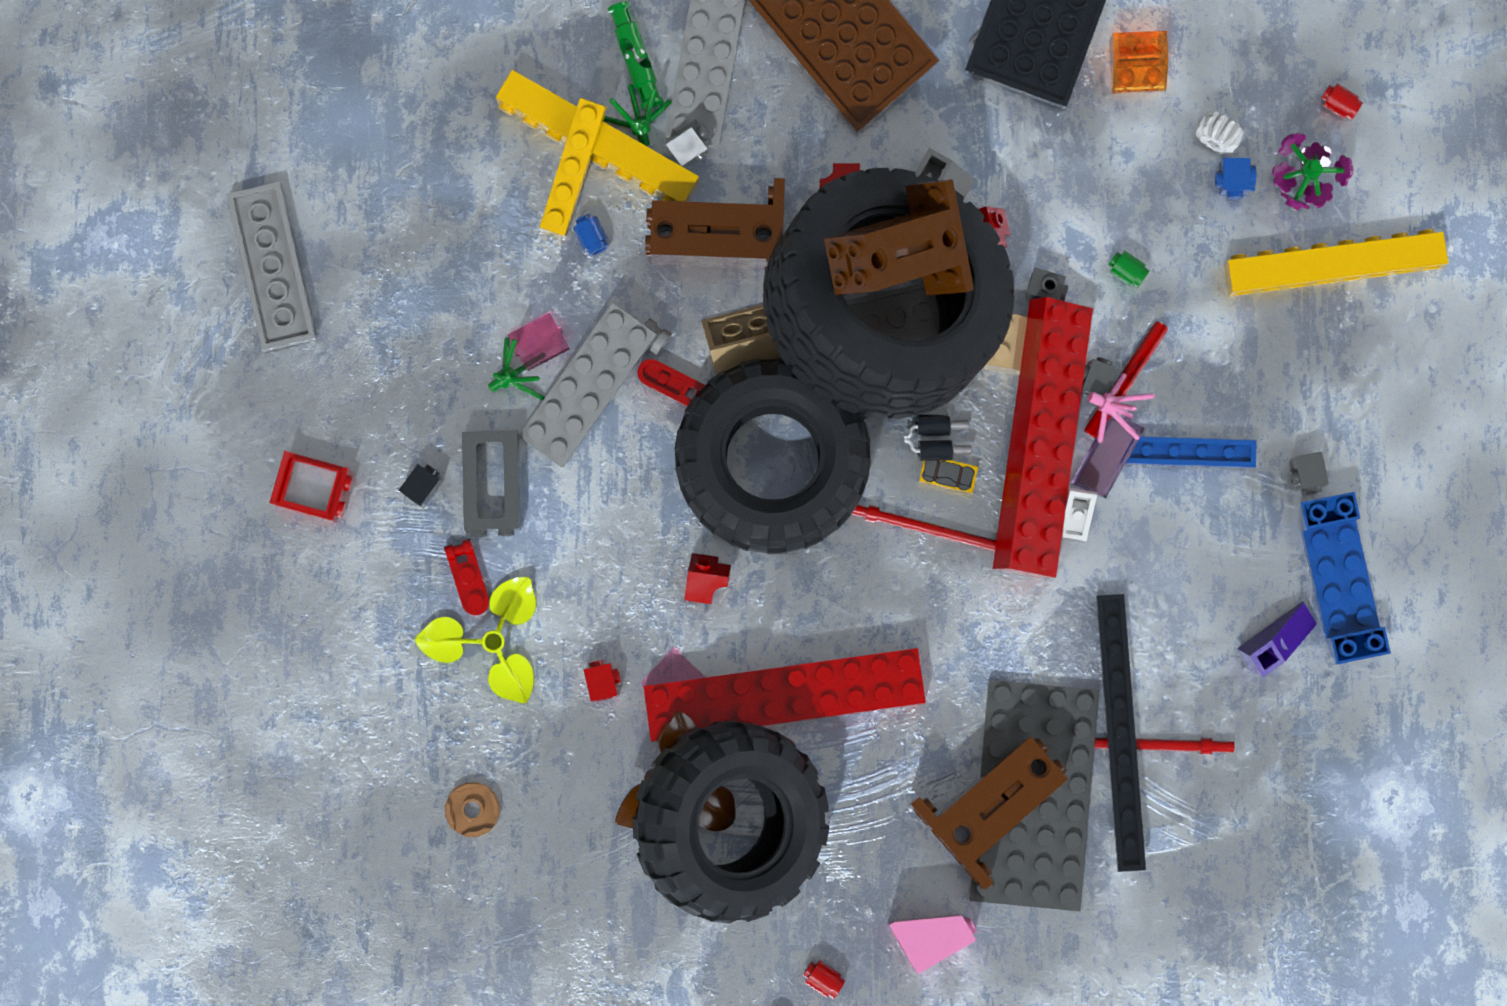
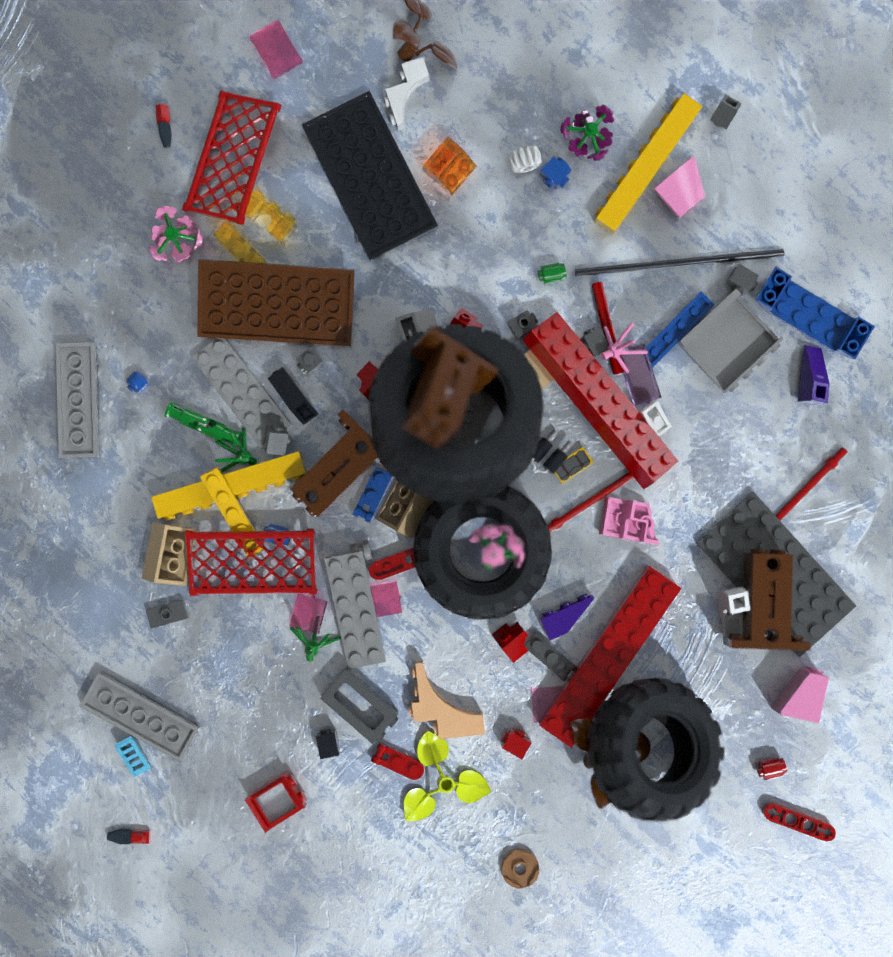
camera: 50 degrees left, 5 degrees up
(134, 368) = (127, 836): none -> piece
(214, 294) = (127, 759): none -> medium azure slope
(404, 198) = (167, 614): none -> dark grey plate
(469, 142) = (167, 555): none -> tan slope
(497, 248) = (225, 588): none -> red door
(559, 556) = (451, 721): none -> light nougat arch
(628, 410) = (386, 599): none -> clear pink piece
(725, 295) = (373, 494): none -> blue plate
(725, 634) = (549, 656): none -> dark grey plate
(750, 120) = (292, 396): none -> black slope
(778, 612) = (562, 620): none -> dark purple slope
(779, 454) = (493, 552): none -> bright pink plant
(802, 104) = (309, 361): none -> dark grey brick
(944, 586) = (628, 521): none -> bright pink slope
(956, 771) = (730, 608): none -> white arch
(1120, 733) = (787, 501): black plate -> none
(1231, 519) = (729, 342): none -> light grey panel
(1265, 392) = (679, 262): none -> black piece
(1341, 101) = (566, 81): red brick -> none
(1344, 322) = (682, 188): none -> bright pink slope
(1466, 293) = (725, 111): none -> dark grey brick

